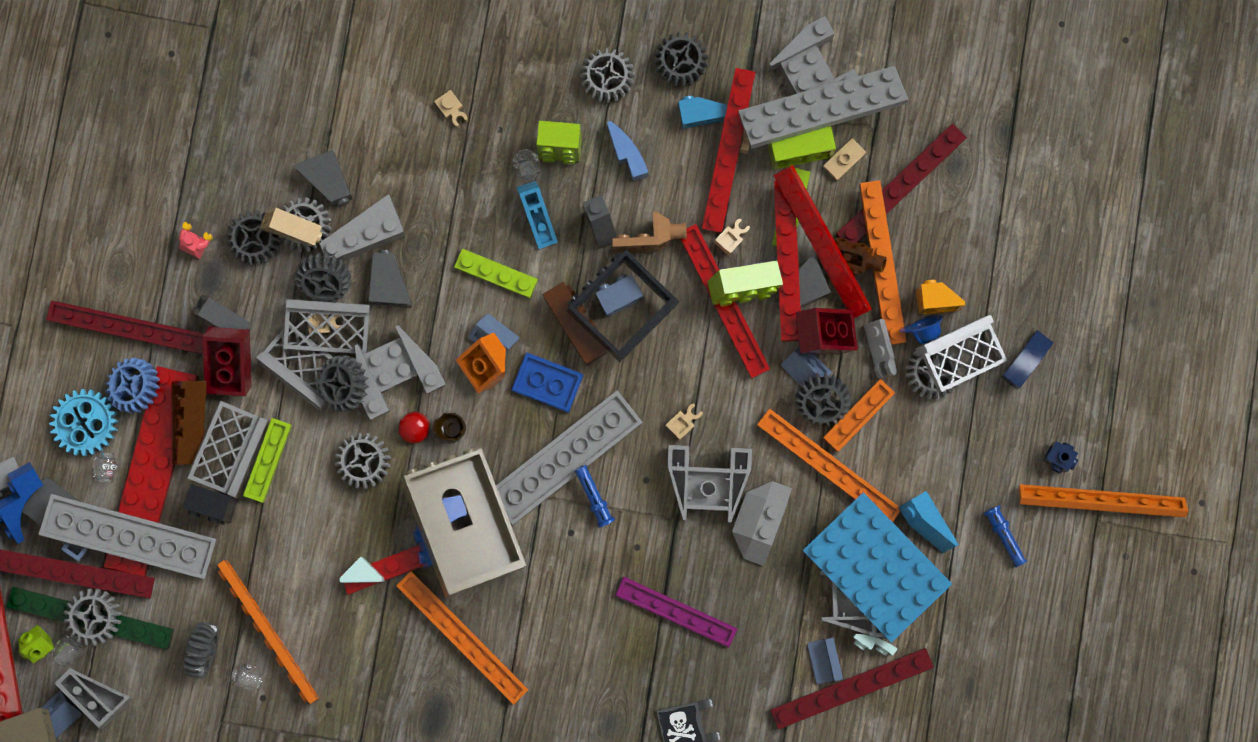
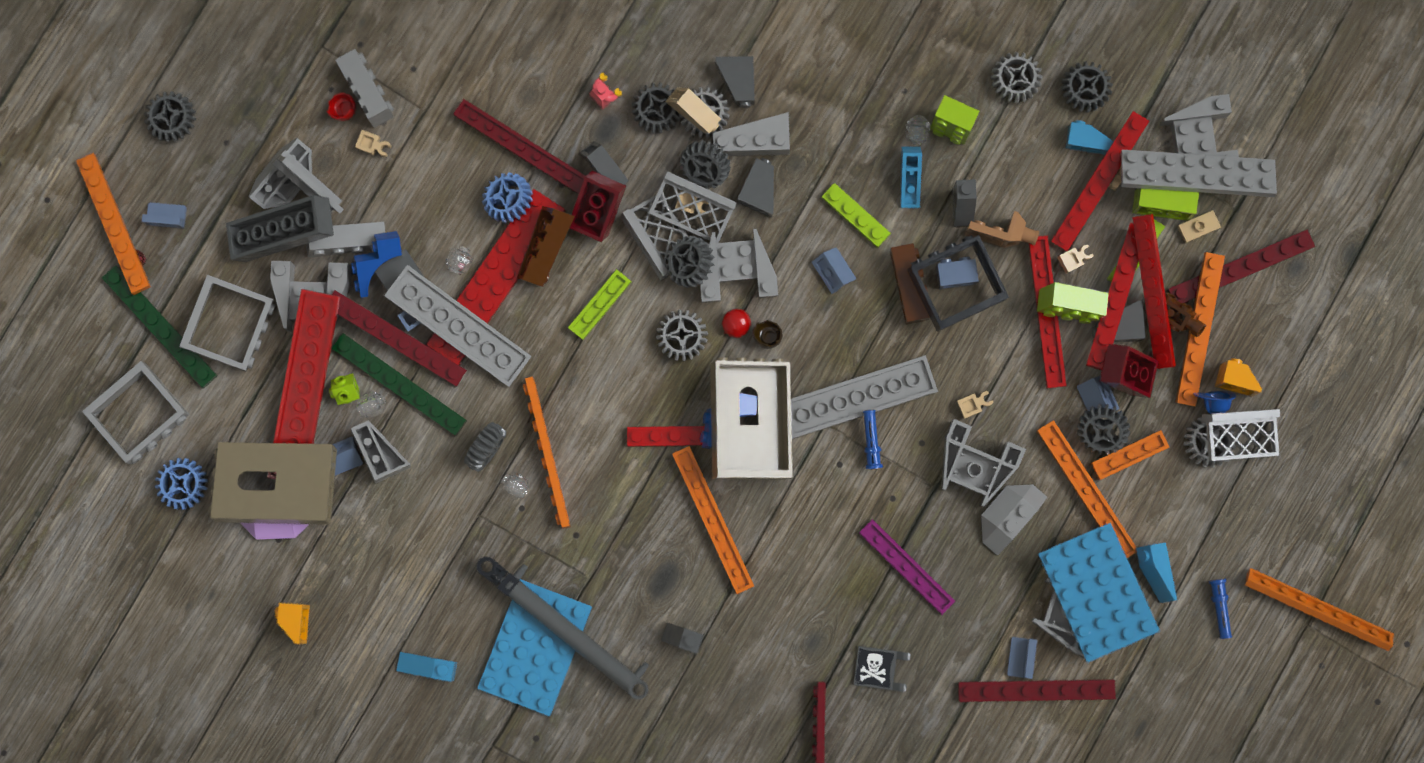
camera: 25 degrees right, 0 degrees up
(68, 433) = (437, 218): medium azure gear -> none
(95, 609) = (398, 390): light grey gear -> none
(210, 503) = (538, 323): black slope -> none
(241, 459) = (578, 295): light grey fence -> none
(361, 572) = (646, 431): light aqua slope -> none
(450, 106) = (868, 55): tan plate -> none
(484, 362) = (818, 289): orange slope -> none
(547, 382) = (866, 326): blue tile -> none
(627, 152) = (1009, 151): medium blue slope -> none
(868, 642) = (1066, 655): light aqua slope -> none
(880, 348) = (1170, 403): light grey hinge -> none
(1027, 360) = (1297, 461): dark blue slope -> none
(1054, 454) = (1296, 557): dark blue brick -> none

